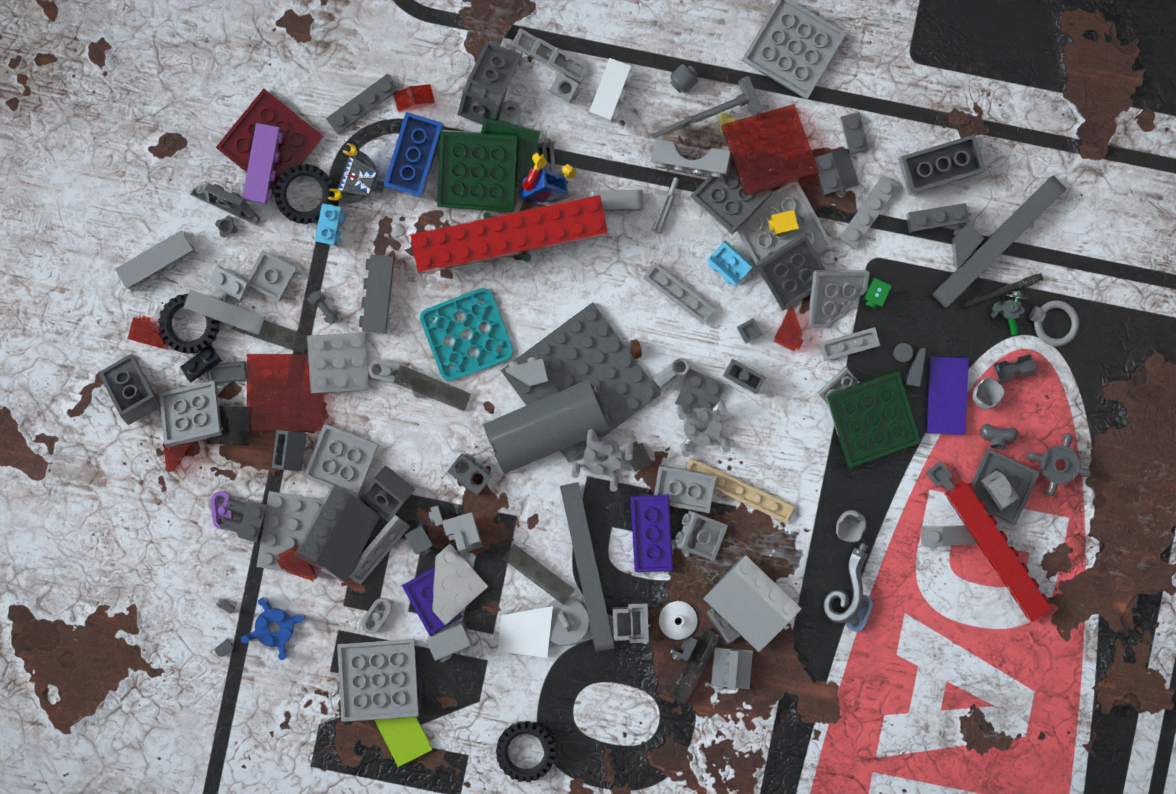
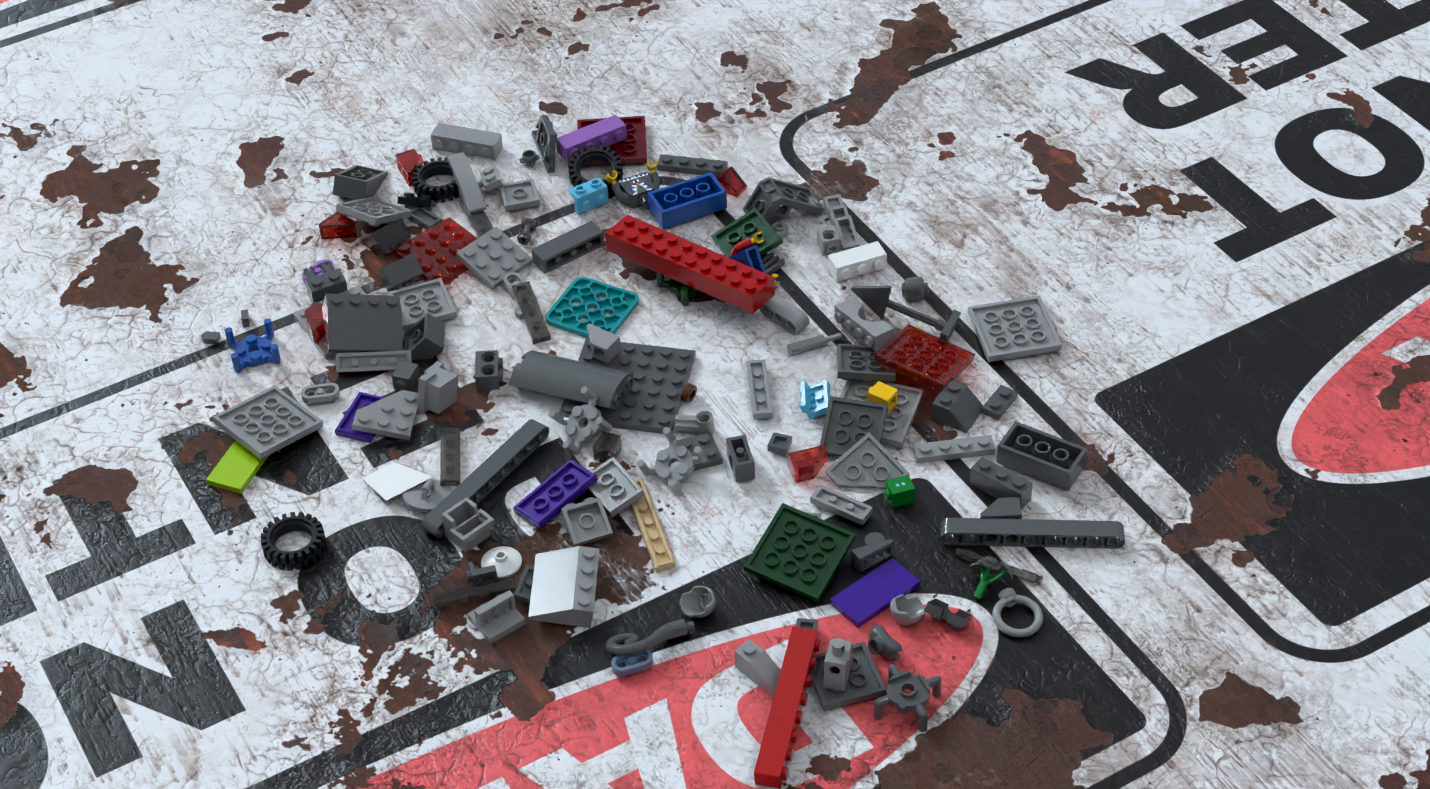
camera: 50 degrees right, 45 degrees down
(449, 641) = (341, 434): light grey brick -> none
(477, 171) = (718, 225): dark green plate -> none

